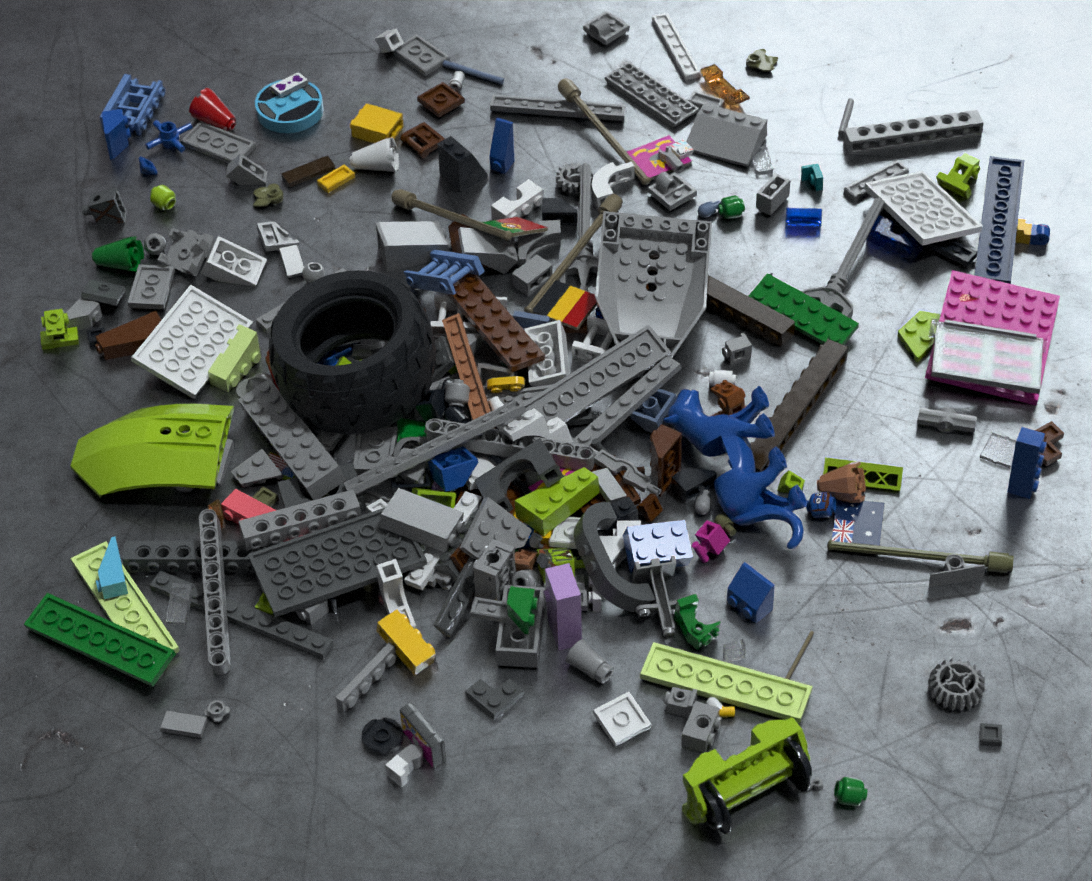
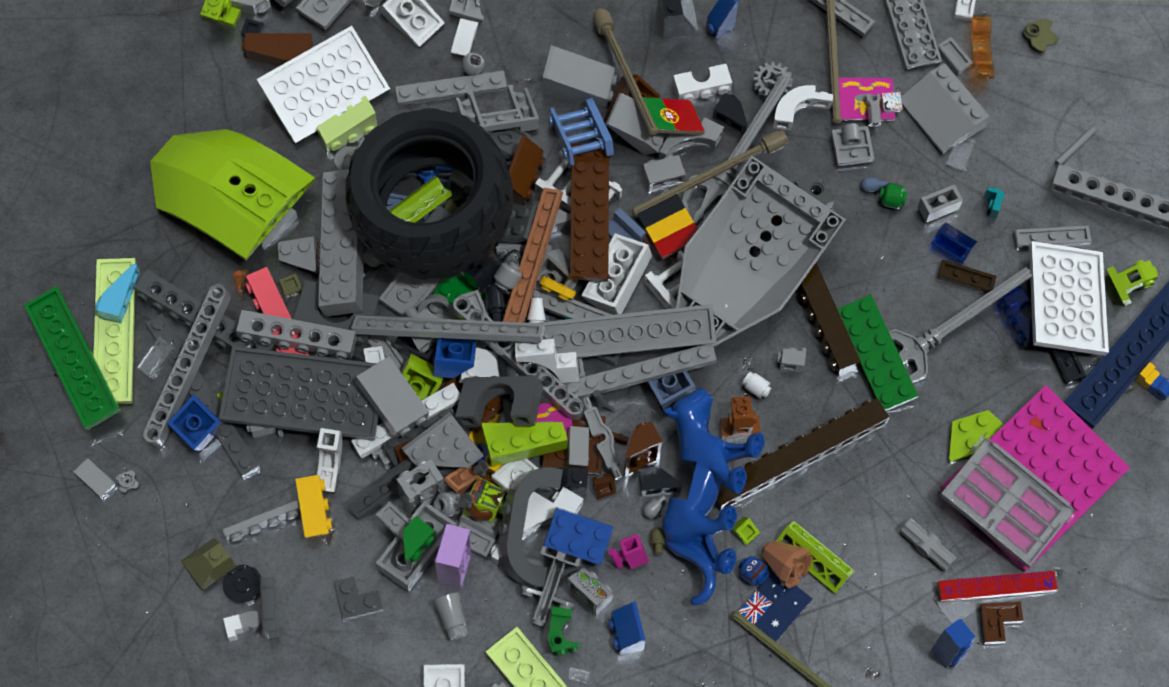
camera: 25 degrees right, 20 degrees up
(253, 630) = (195, 423): none -> blue slope
(340, 731) = (208, 563): none -> olive slope
(693, 582) = (589, 590): none -> light grey slope
(830, 235) = (966, 276): none -> dark brown tile
(1028, 419) = (997, 586): none -> red tile

